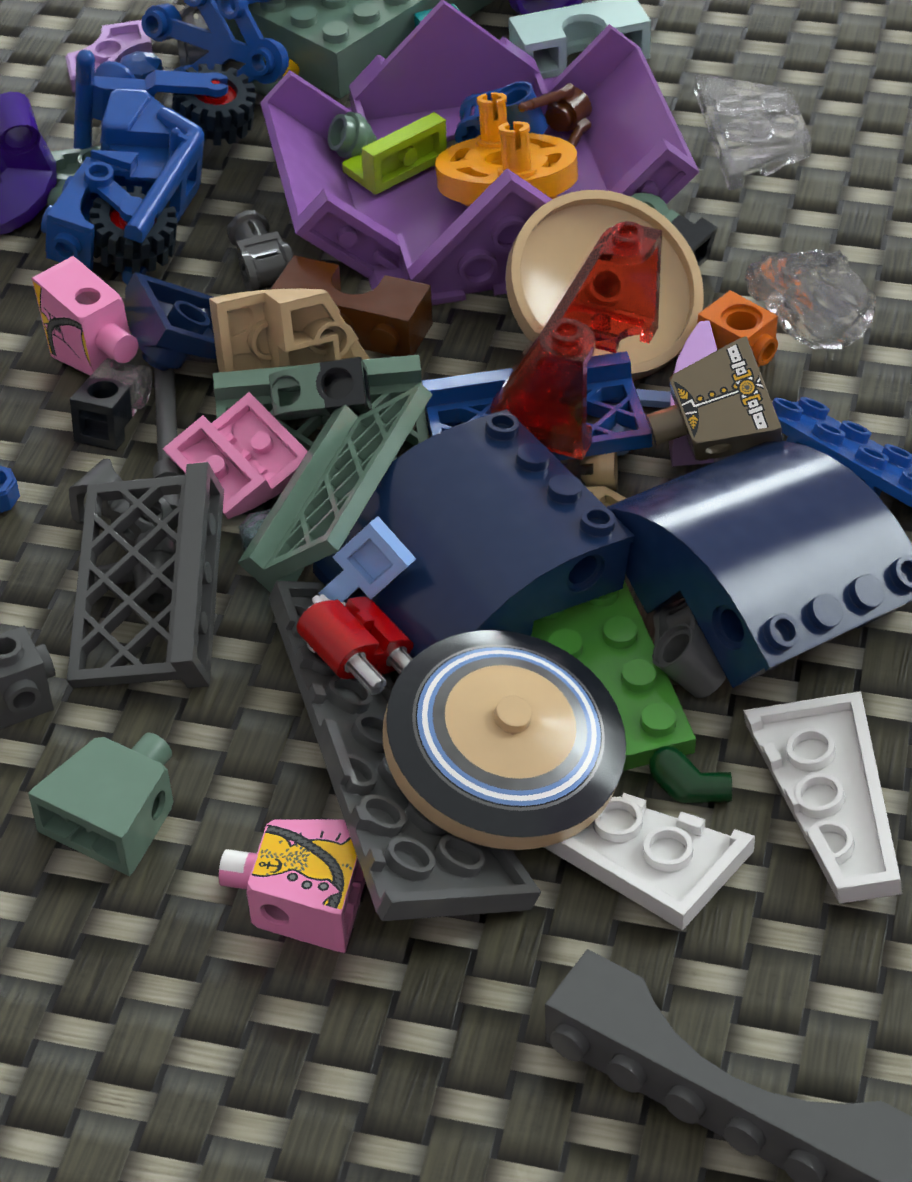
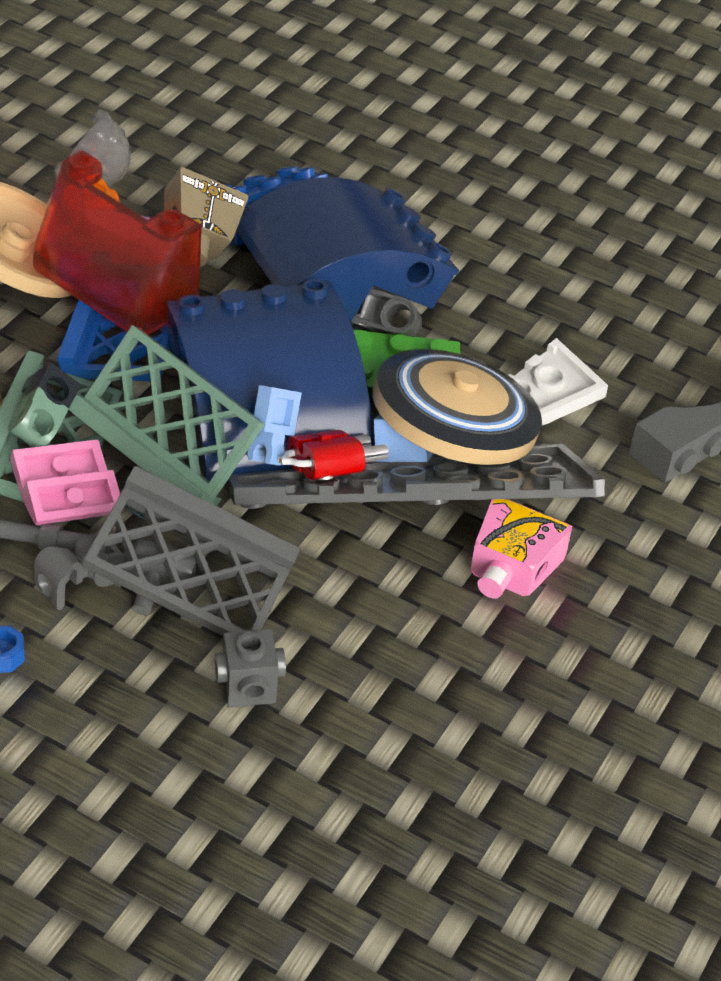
camera: 80 degrees left, 0 degrees up
(107, 800) = (402, 636): sand green torso -> none
(685, 782) = (493, 354): dark green arm -> none
(832, 785) = (518, 299): white wing -> none

